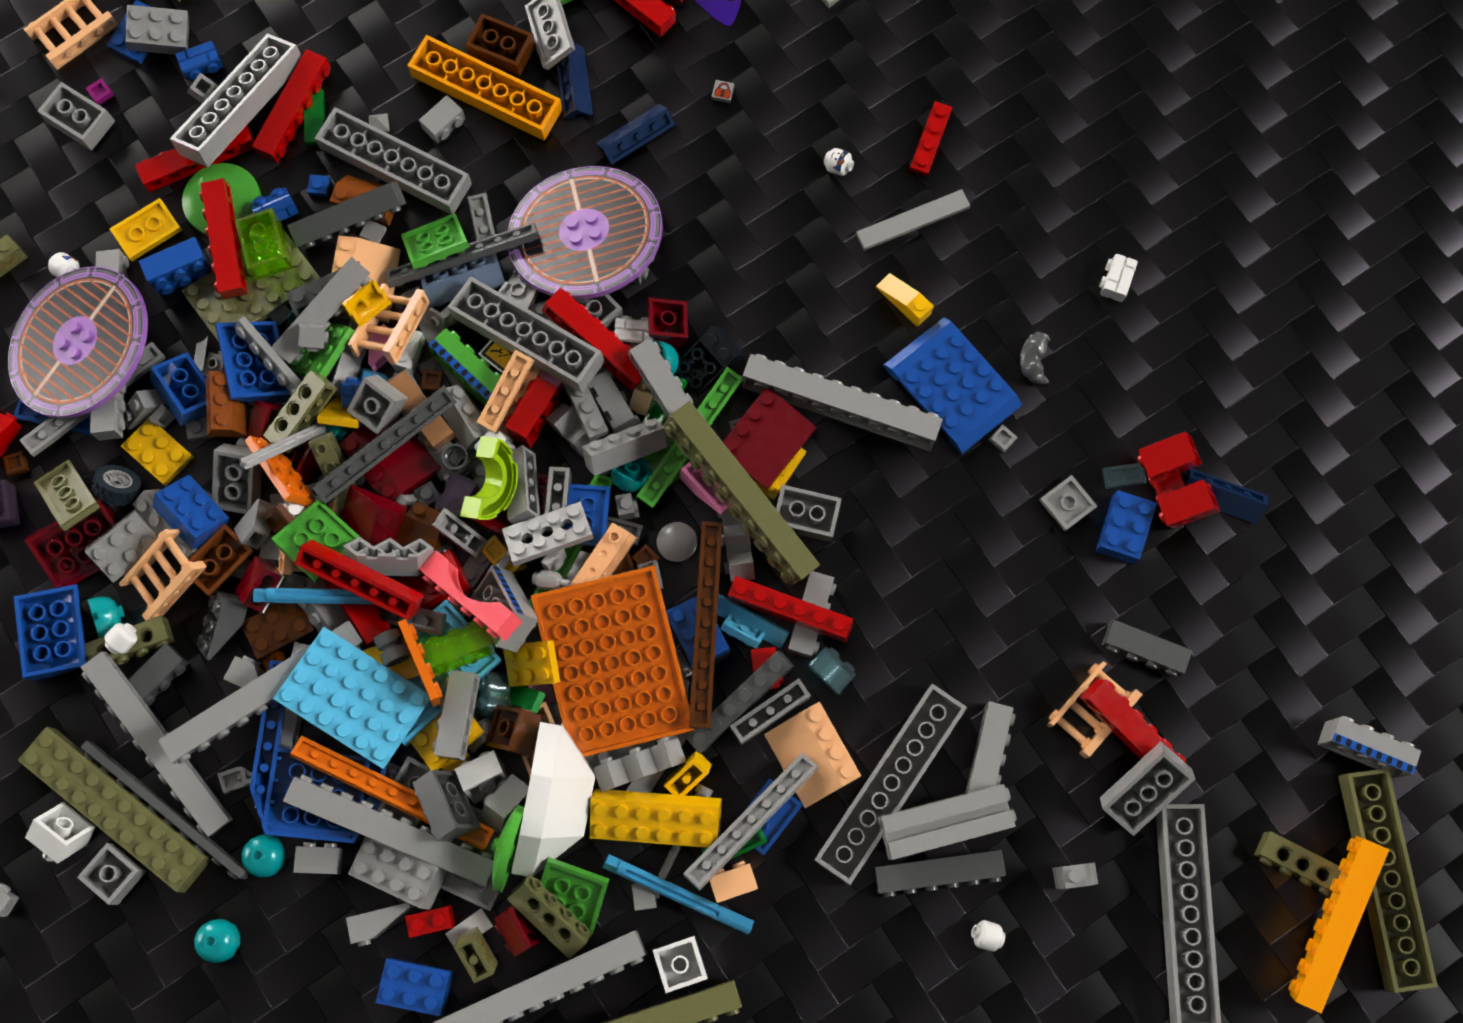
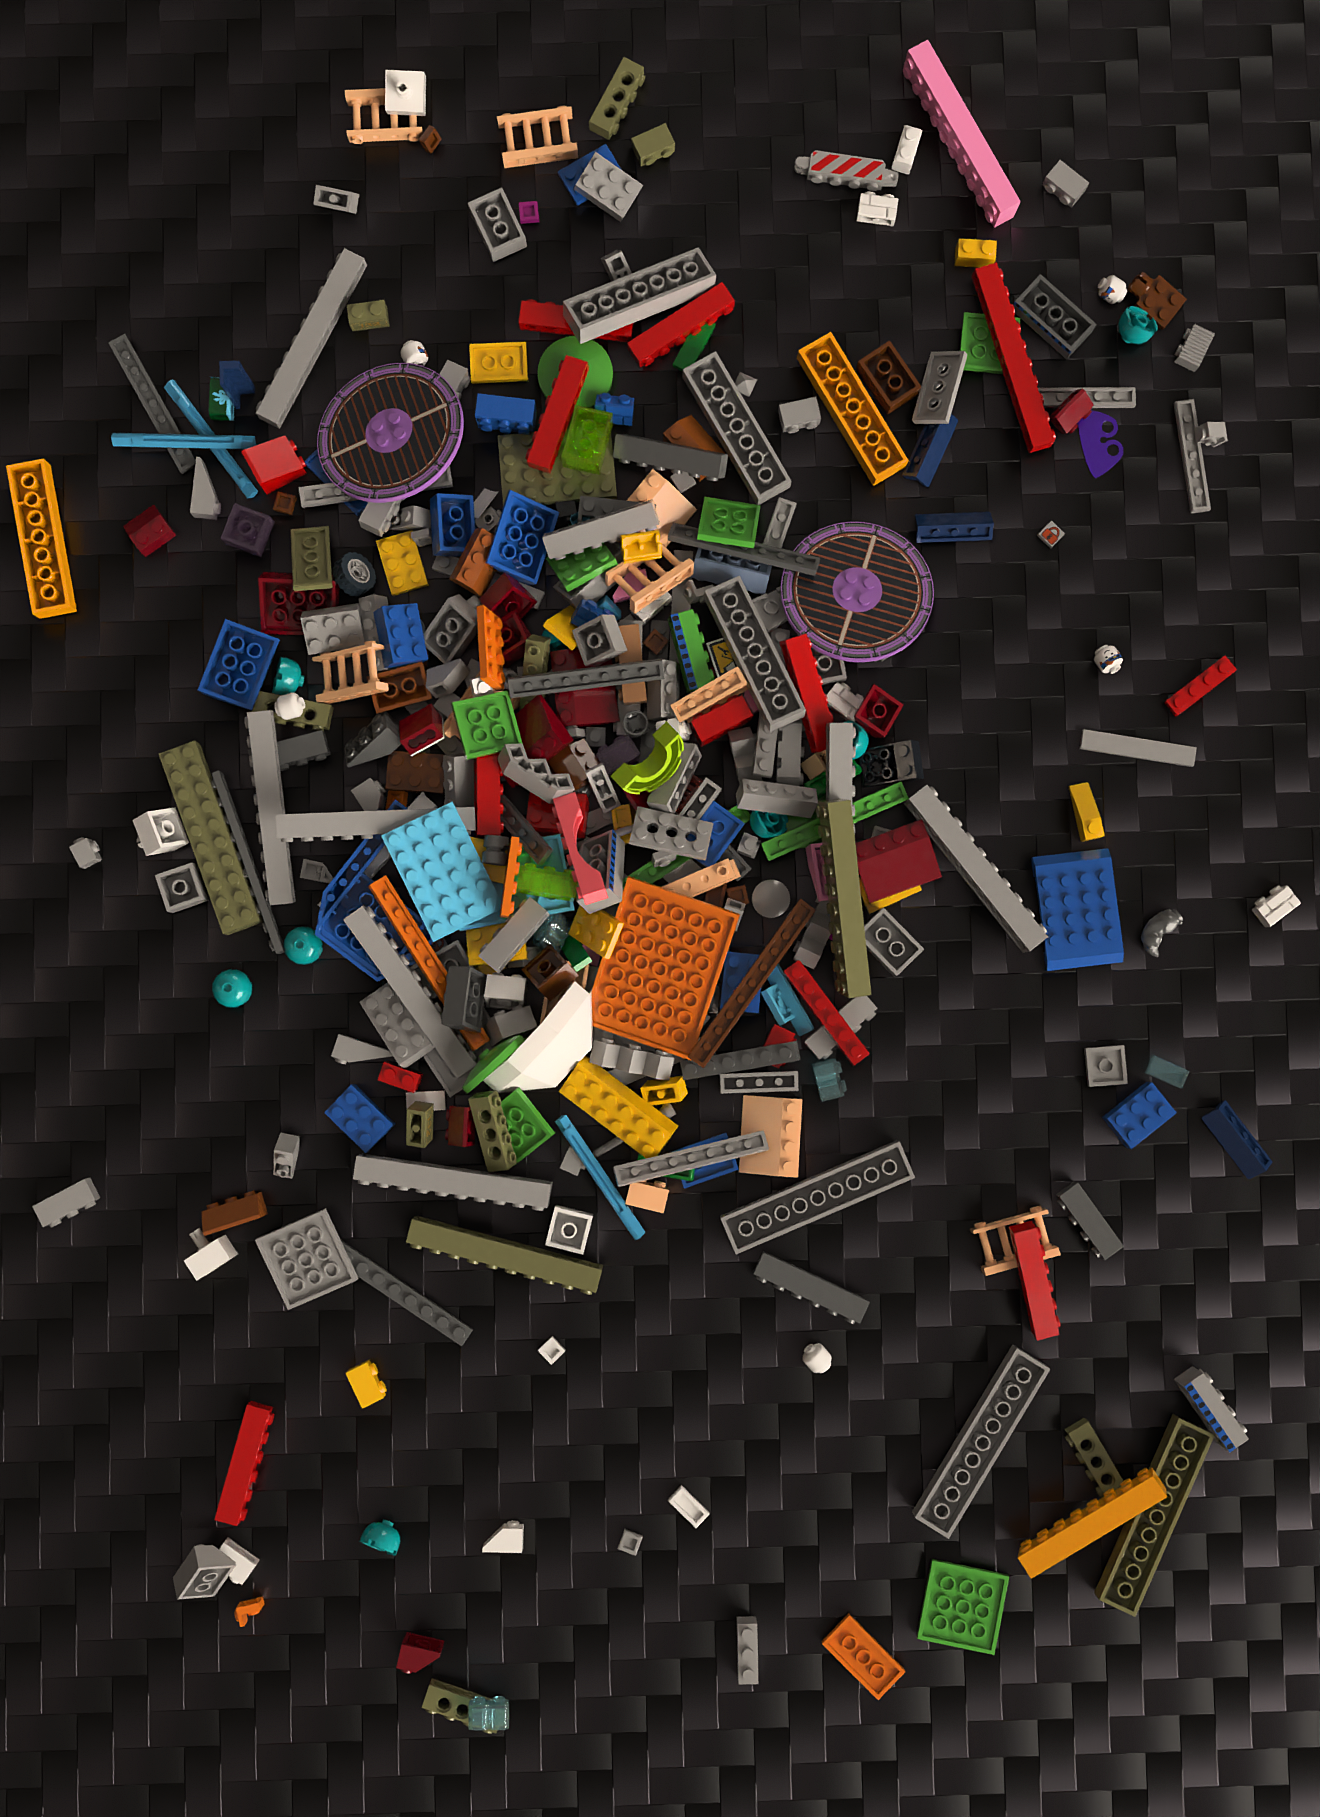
camera: 30 degrees right, 10 degrees up
(199, 60) = (627, 235): blue brick -> none
(270, 358) = (537, 551): light grey plate -> none
(278, 518) = (466, 686): reddish brown tile -> none
(282, 445) = (504, 629): light grey axle -> none
(302, 407) = (562, 602): olive brick -> none
(302, 595) = (475, 780): dark azure piece -> none
(312, 337) = (580, 550): light grey brick -> none
(318, 185) = (662, 410): blue plate -> none
(318, 859) = (343, 975): light grey brick -> none
(359, 579) = (501, 781): red brick -> none
(549, 580) = (650, 872): light grey plant -> none
(947, 821) = (841, 1255): light grey brick -> none
(990, 747) = (900, 1231): light grey brick -> none
(1003, 438) = (1088, 979): light grey tile -> none
(1075, 876) = (913, 1357): light grey slope -> none
(1147, 788) = (1013, 1329): light grey brick -> none
(1163, 466) = (1200, 1089): red piece -> none

